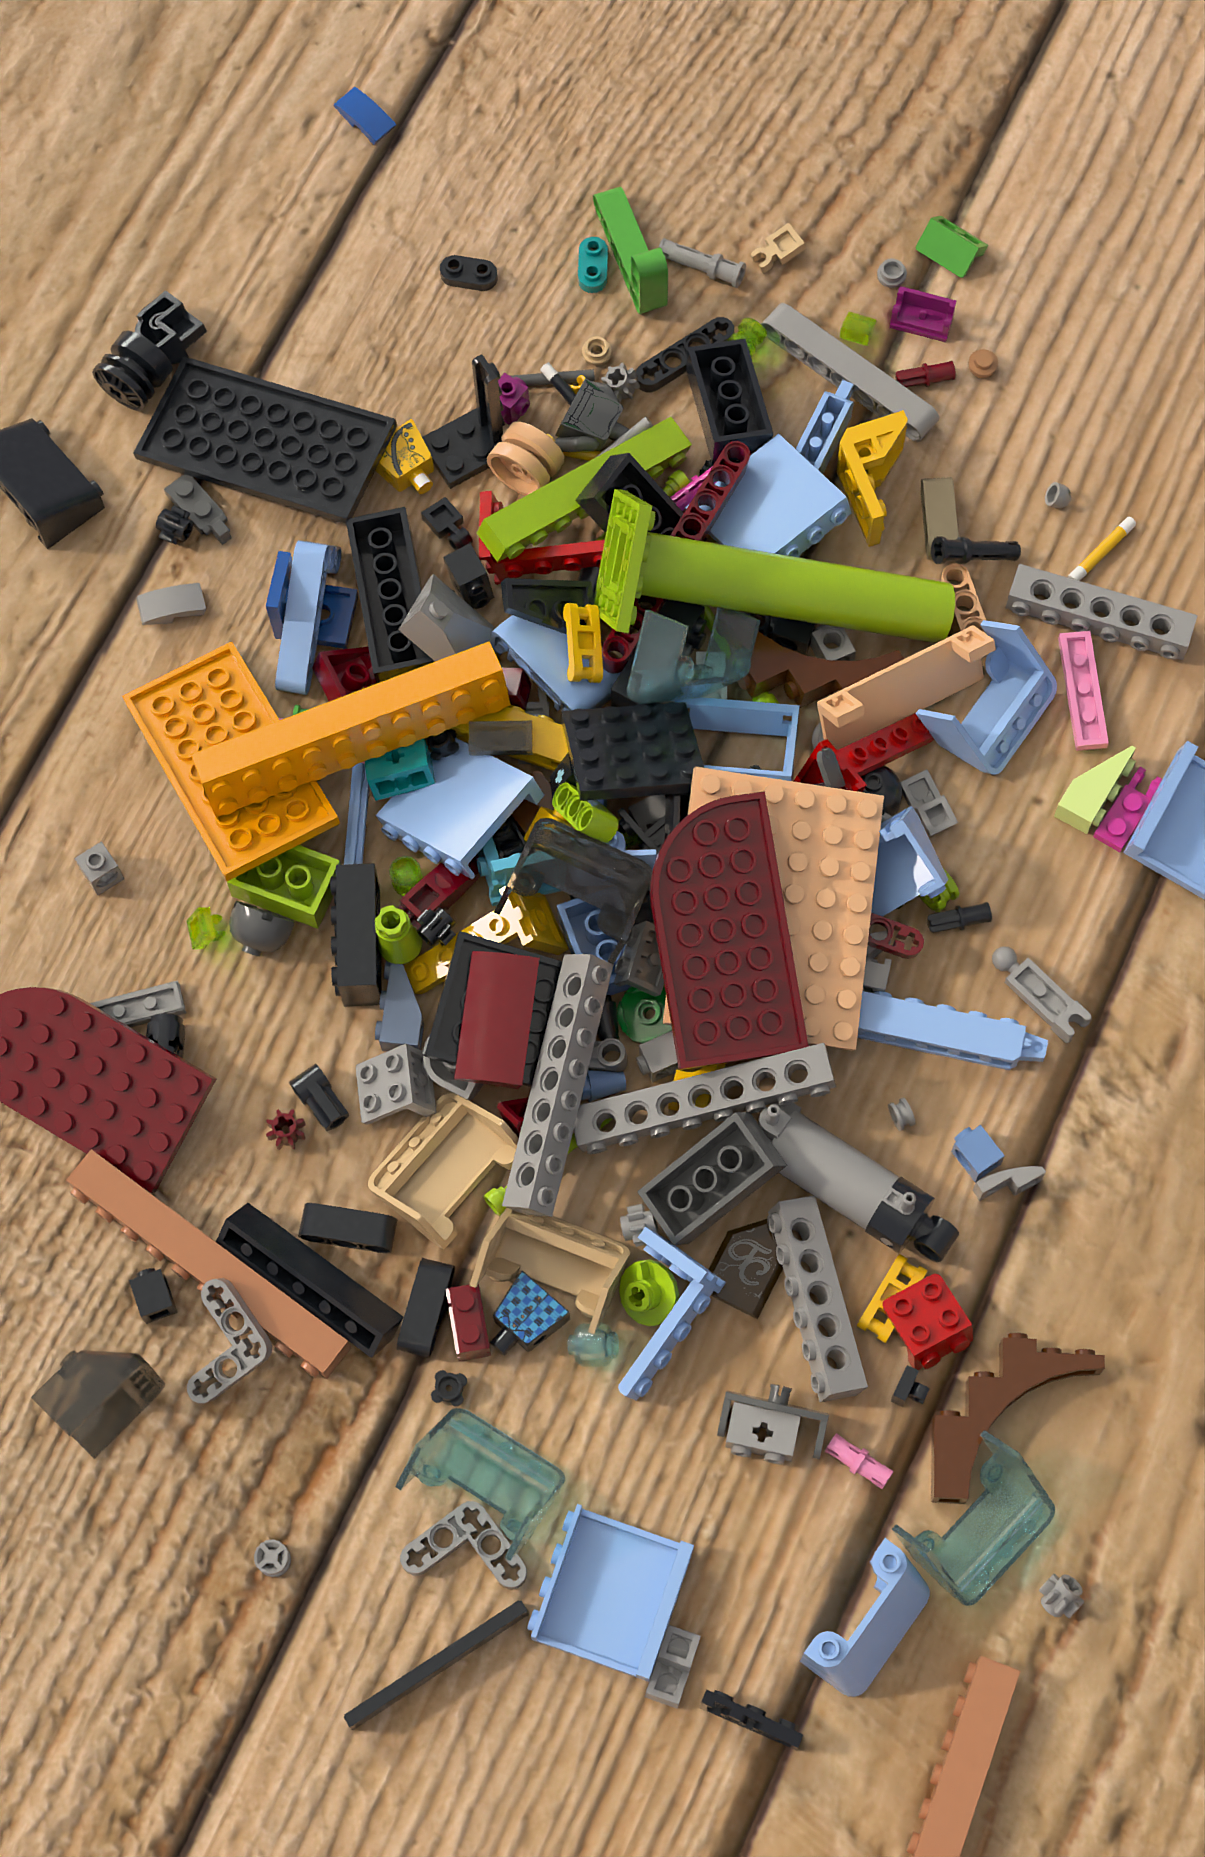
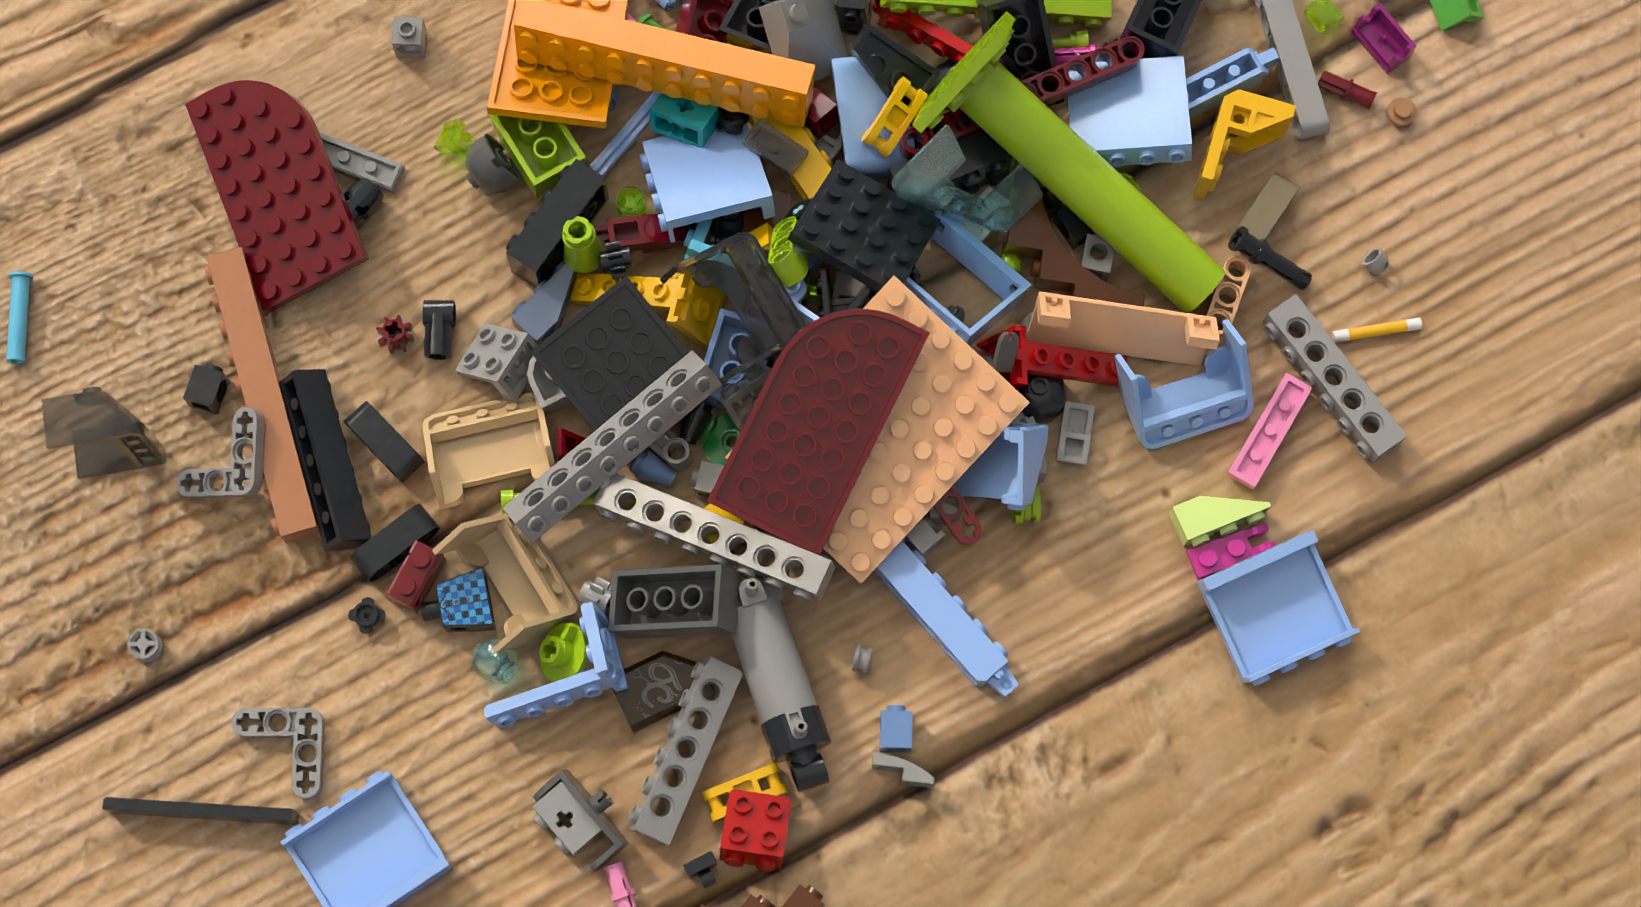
camera: 30 degrees right, 5 degrees up
(490, 1468) = (351, 696): clear light blue windscreen -> none
(496, 1019) = (603, 362): dark red slope -> none
(959, 917) = (1027, 540): black axle -> none
(1041, 994) = (1044, 643): light grey plate -> none

